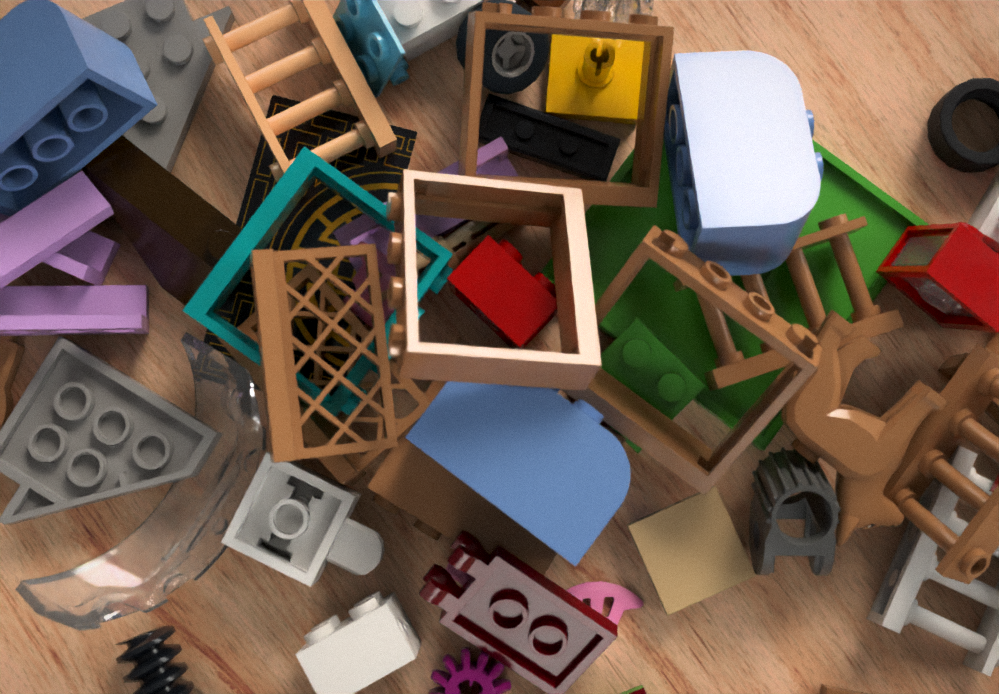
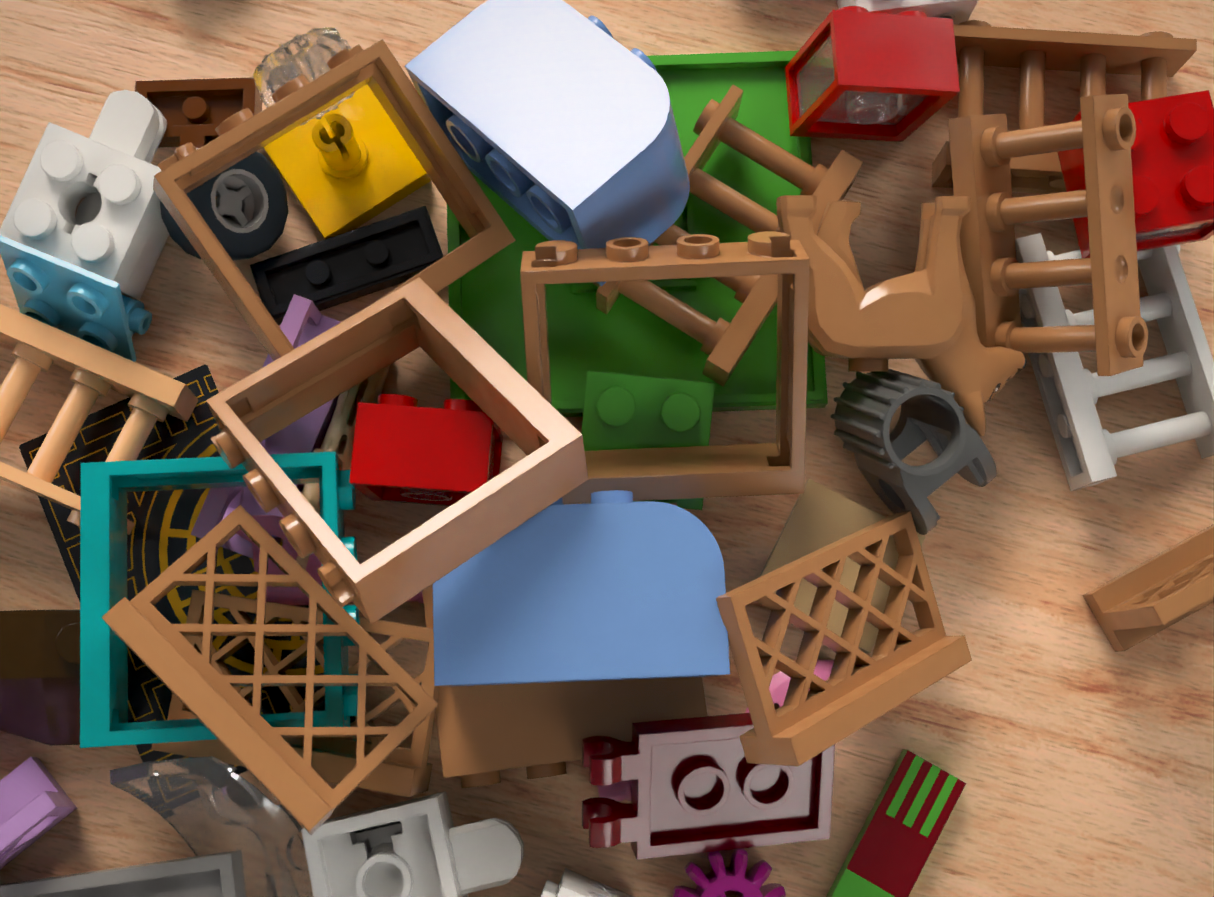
camera: 35 degrees left, 5 degrees down
(645, 630) = (859, 684): none -> medium nougat fence

